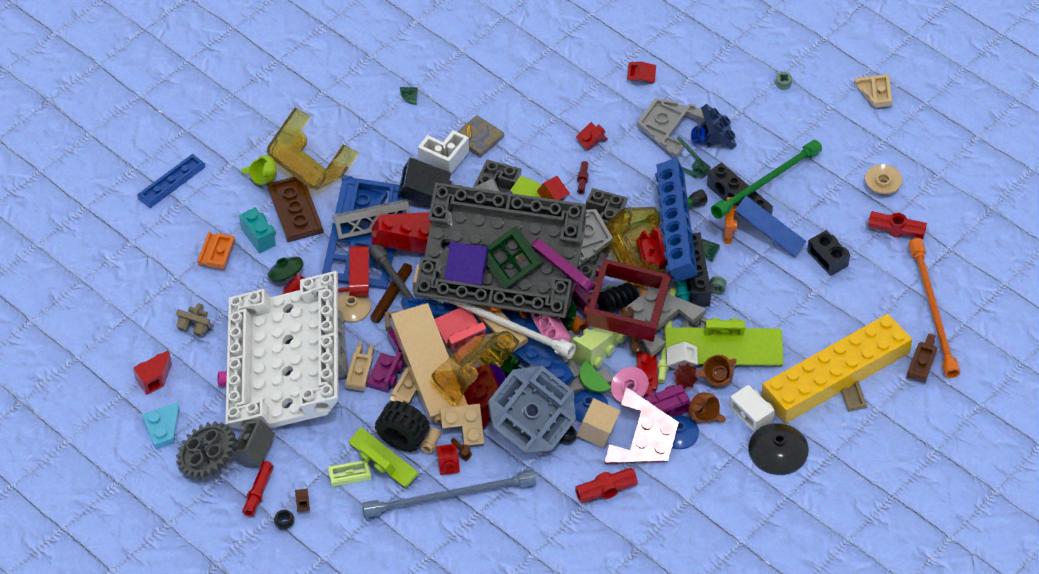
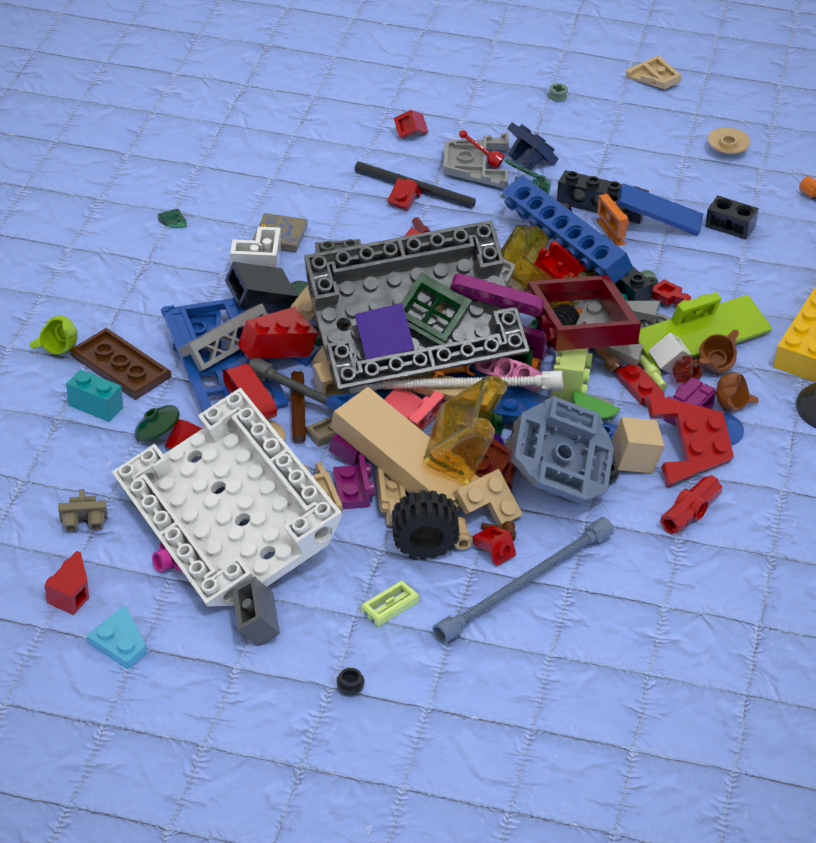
camera: 30 degrees left, 10 degrees down
(216, 250) = (57, 433): orange plate -> none
(219, 448) = (190, 656): dark grey gear -> none
(255, 496) = (295, 667): red pin -> none
(288, 152) = (74, 303): clear yellow windscreen -> none
(302, 500) = (357, 651): reddish brown piece -> none
(382, 457) = (419, 570): lime bracket -> none
(610, 132) = (424, 187): none -> black piece
(625, 379) = (634, 391): bright pink dish -> none
(683, 128) = (494, 158): none -> red hinge
(698, 135) = (516, 156): clear blue tile -> none
(723, 207) = (609, 200): green hose -> none
(726, 302) = (669, 293): none -> red plate
(751, 408) = (778, 377): white brick -> none
(897, 224) = (775, 173): red piece -> none

